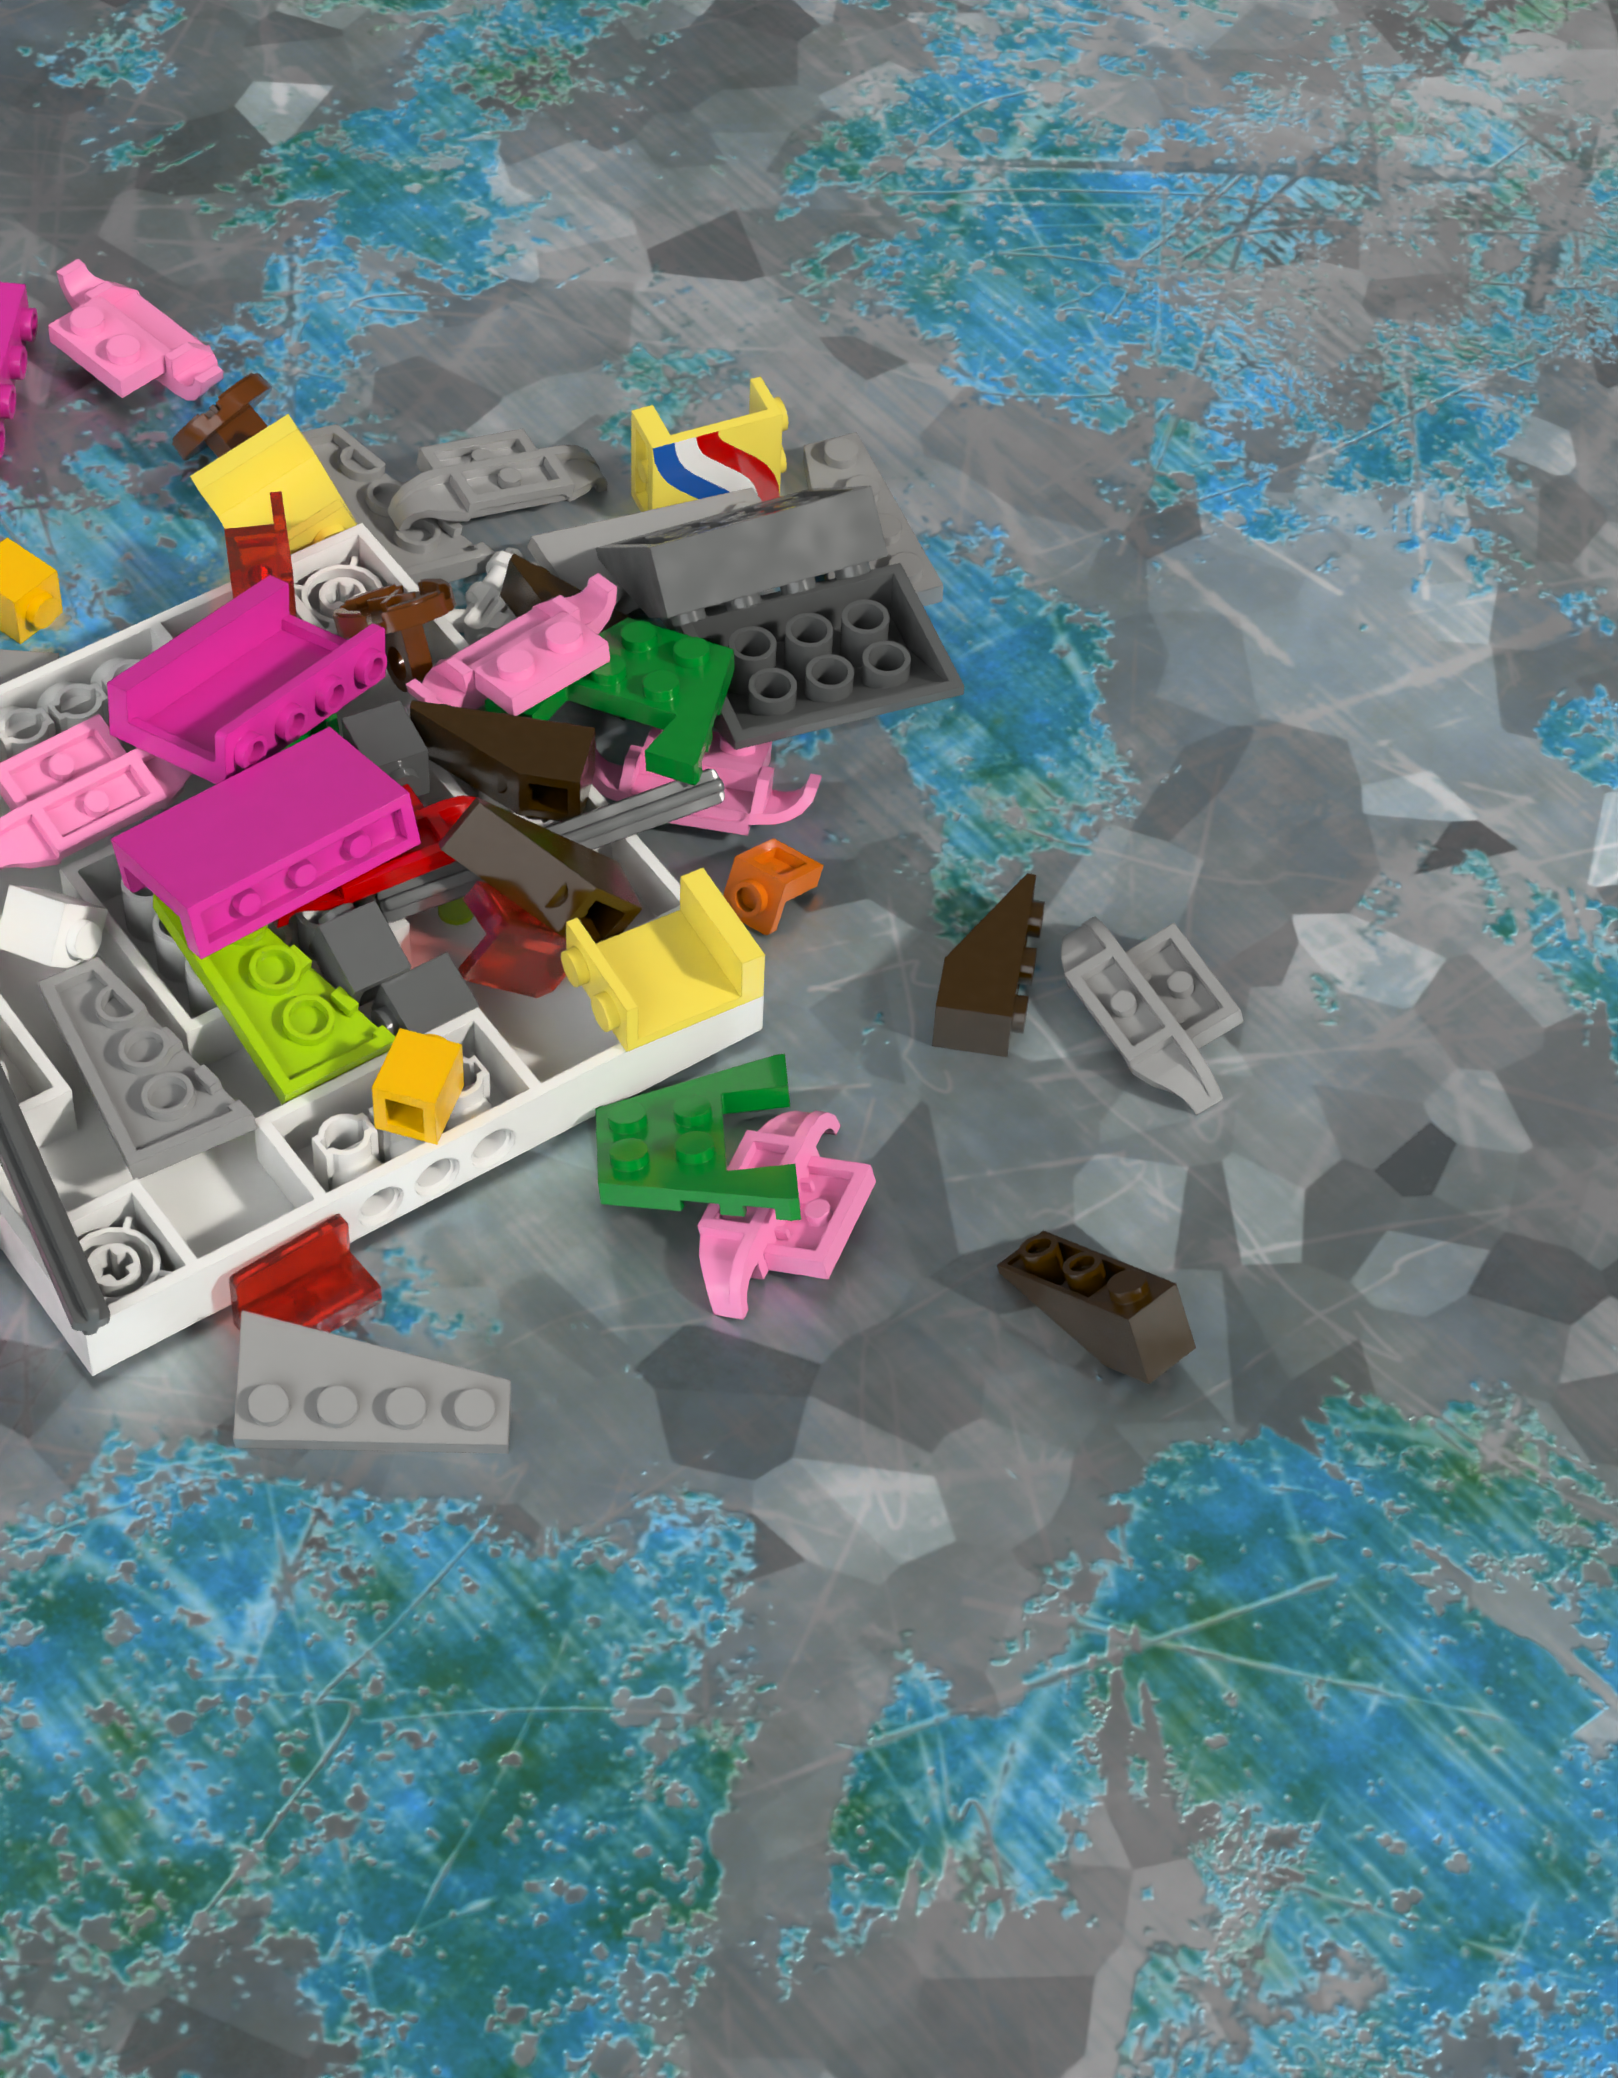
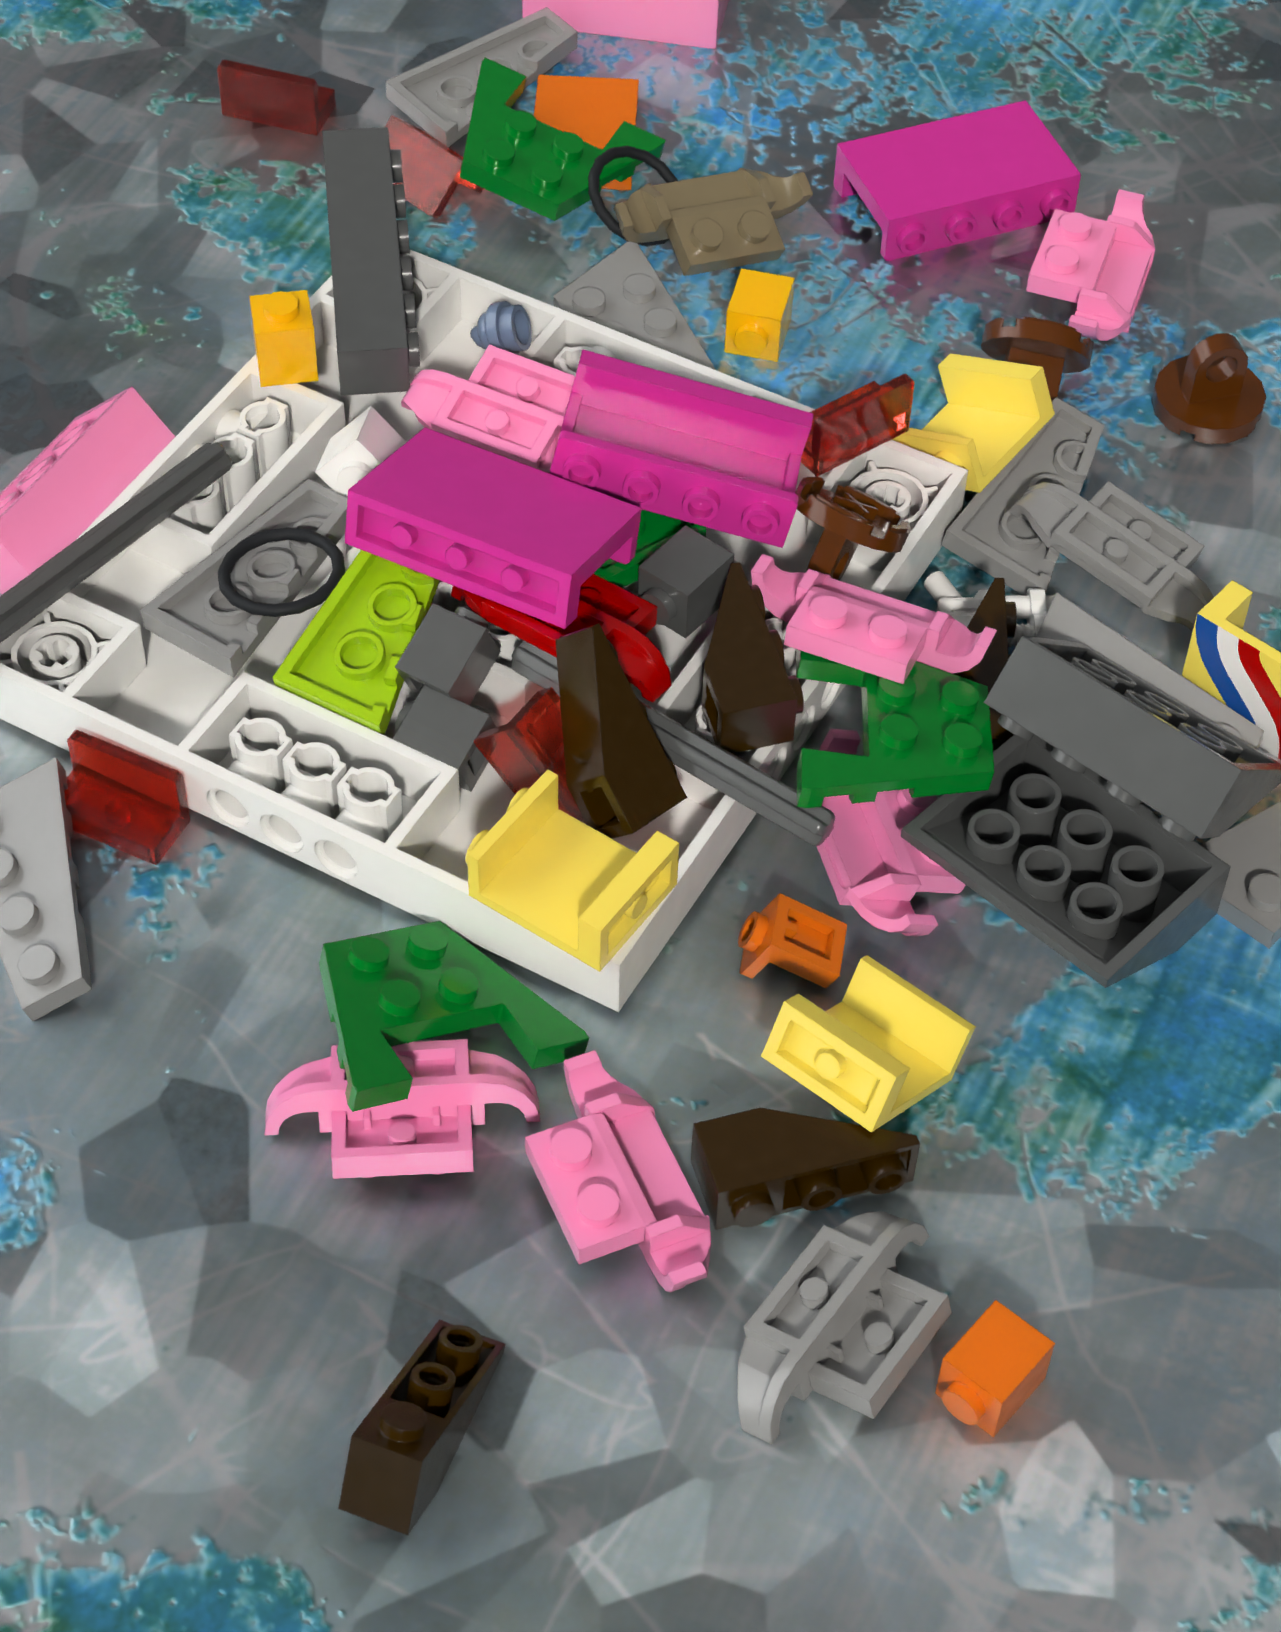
camera: 65 degrees right, 0 degrees up
(173, 1083) = (275, 535): none -> black piece
(340, 343) = (1210, 393): none -> reddish brown tile
(418, 1086) = (320, 753): yellow brick -> none
(913, 871) = (872, 1049): none -> light yellow panel
(943, 1090) = (619, 1180): none -> bright pink plate
(1242, 930) = (993, 1369): none -> orange brick

